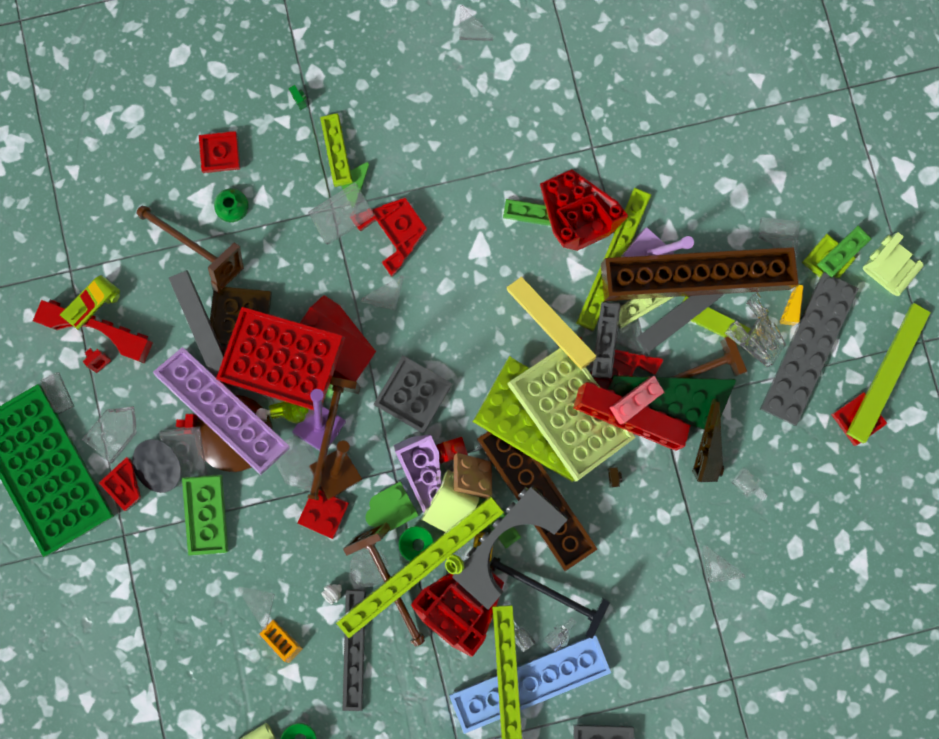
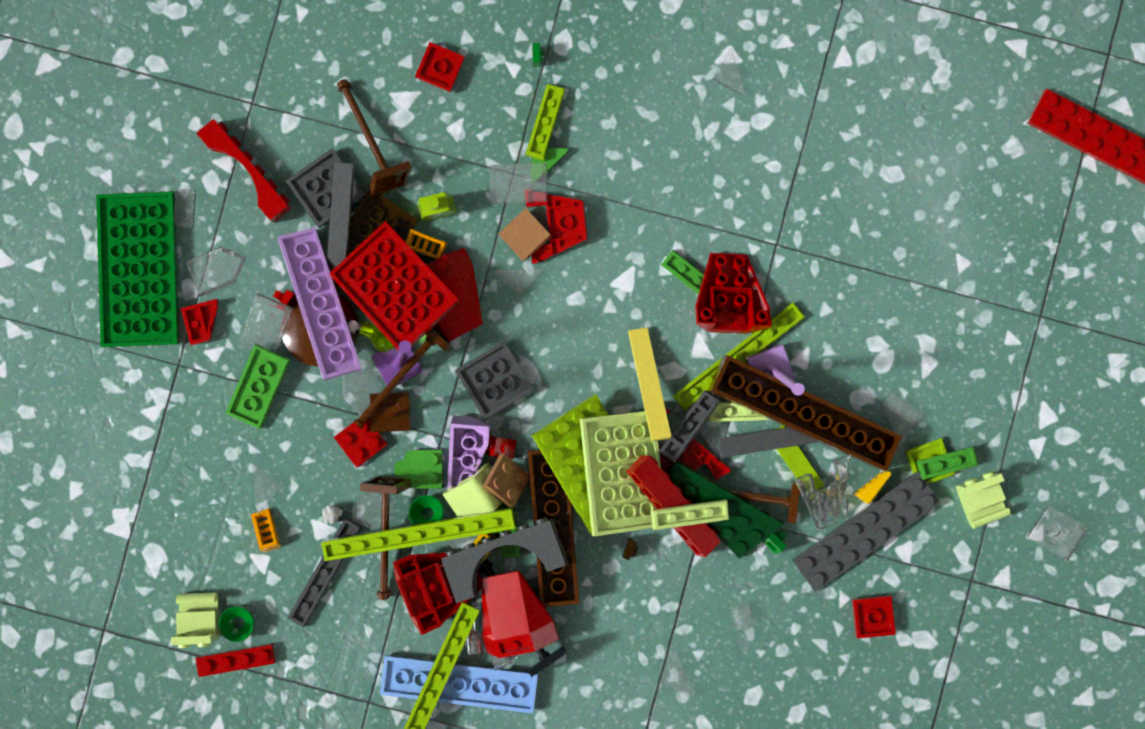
camera: 30 degrees right, 5 degrees up
(90, 300) = (255, 142): lime door -> none
(96, 360) = (233, 197): red tile -> none
(156, 466) = (238, 321): black sticker -> none
(163, 311) = (314, 187): none -> dark grey plate
(234, 213) = (428, 130): green piece -> none
(271, 307) = (441, 250): none -> light orange slope
(279, 271) = (436, 206): none -> lime torso
(371, 254) = (524, 235): none -> medium nougat tile
(454, 564) = (448, 549): lime plate -> none
(546, 594) = (514, 616): none -> red wedge
(636, 399) = (685, 494): coral plate -> none
(651, 415) = (689, 514): none -> yellowish green tile
(709, 458) = (721, 578): dark brown wedge -> none
(737, 401) = (775, 543): none -> green tile
(888, 373) = (922, 591): lime tile -> none

